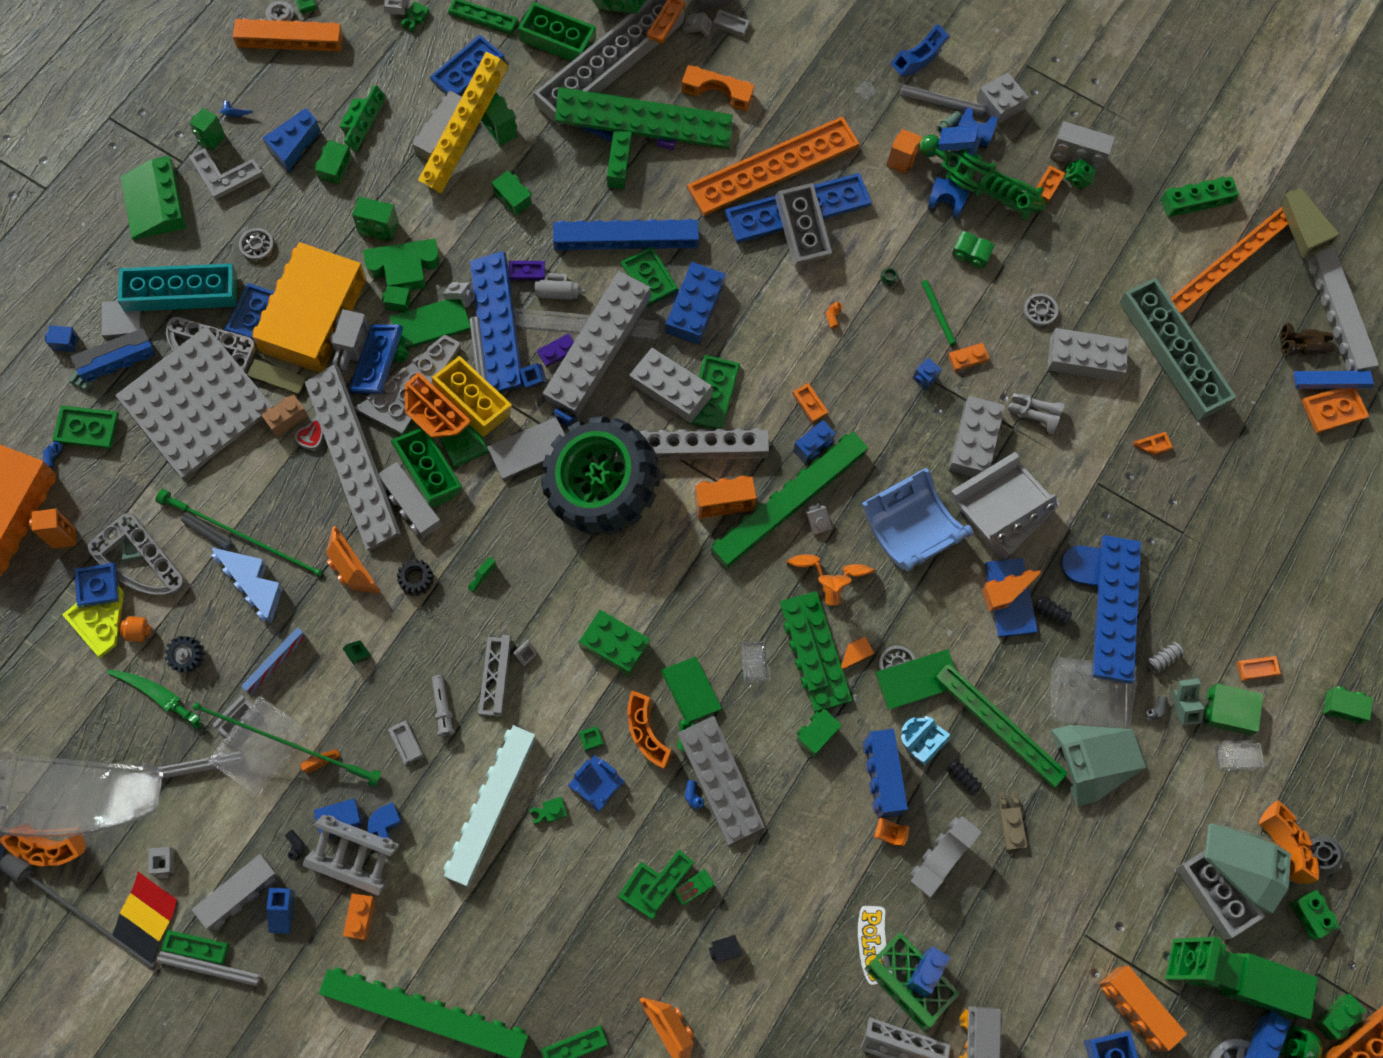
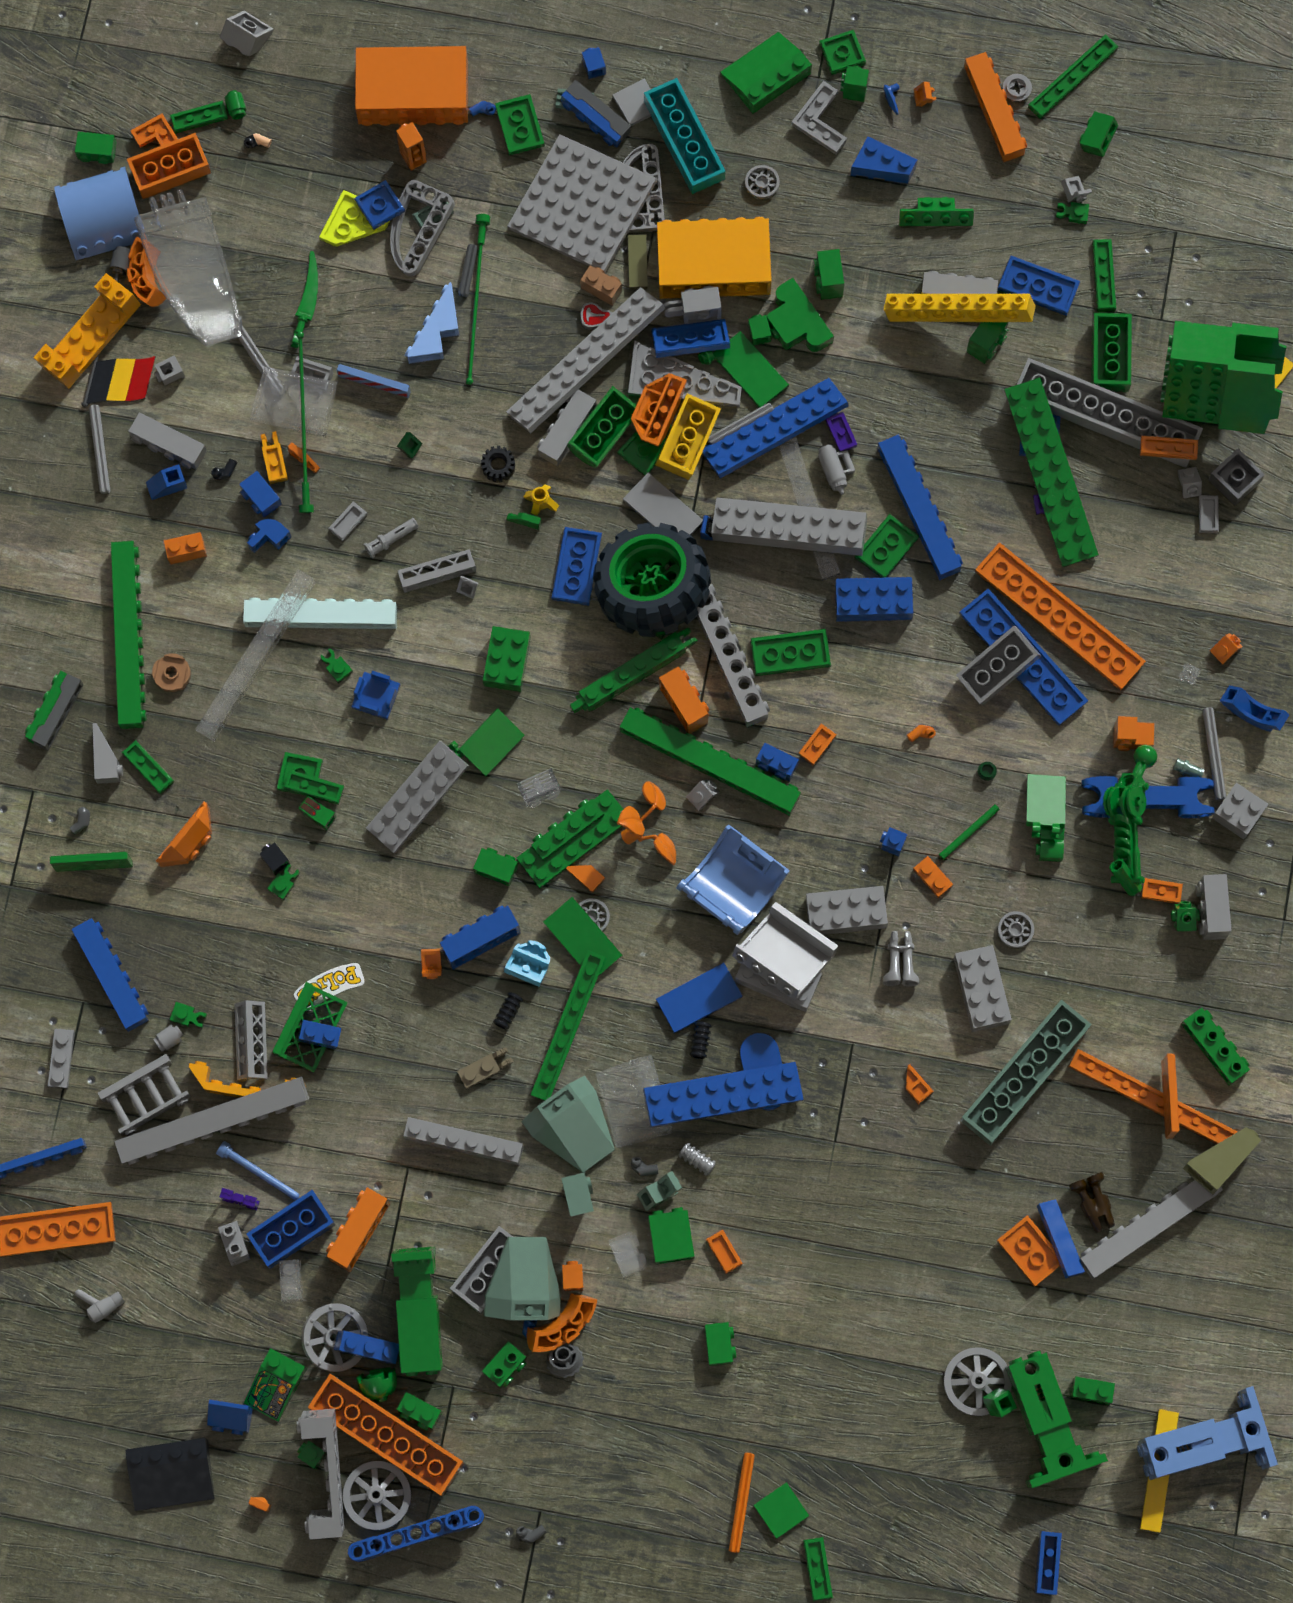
camera: 75 degrees right, 5 degrees up
(77, 929) = (90, 332): none -> light orange plate
(135, 629) = (355, 255): orange head -> none
(169, 133) = (842, 51): none -> green tile
(184, 654) = (349, 305): black wheel -> none
(195, 947) = (112, 431): green tile -> none
(245, 84) = (923, 94): none -> orange tile
(248, 310) = (692, 206): blue tile -> none
(307, 790) = (274, 460): none -> light orange hinge
(333, 162) = (876, 209): green brick -> none
(342, 871) = (218, 517): light grey fence -> none
(348, 565) = (486, 401): orange wedge -> none
(460, 291) = (791, 383): light grey bracket -> none
(469, 551) = (541, 499): none -> yellow rock
(482, 971) = (178, 681): none -> medium nougat plate
(509, 886) = (255, 655): none -> clear brick
(512, 193) = (915, 384): green brick -> none
(533, 375) = (732, 483): blue brick -> none
(548, 545) = (576, 566): none -> blue tile
(555, 350) = (771, 492): dark purple plate -> none
(591, 738) = (414, 675): green tile -> none
(619, 159) = (998, 467): green brick -> none
(642, 730) = (436, 716): orange brick -> none
(671, 385) = (777, 609): light grey brick -> none
(677, 536) = (632, 672): none -> green hinge
(691, 796) = (396, 780): blue arm -> none
(699, 80) = (1121, 506): orange arch -> none
(753, 952) = (282, 884): none -> green plate
(855, 54) = (1226, 648): none -> orange bracket
(941, 239) = (1045, 803): none -> tile
(944, 855) = (421, 1013): light grey brick -> none
(958, 138) = (1159, 777): blue tile -> none
(1003, 593) = (697, 988): orange slope -> none
(1081, 869) = (463, 1141): none -> light grey brick
(1178, 774) = (577, 1193): none -> sand green wedge
(1241, 241) = (1170, 1096): none -> orange tile
(1246, 815) = (572, 1276): none -> orange brick

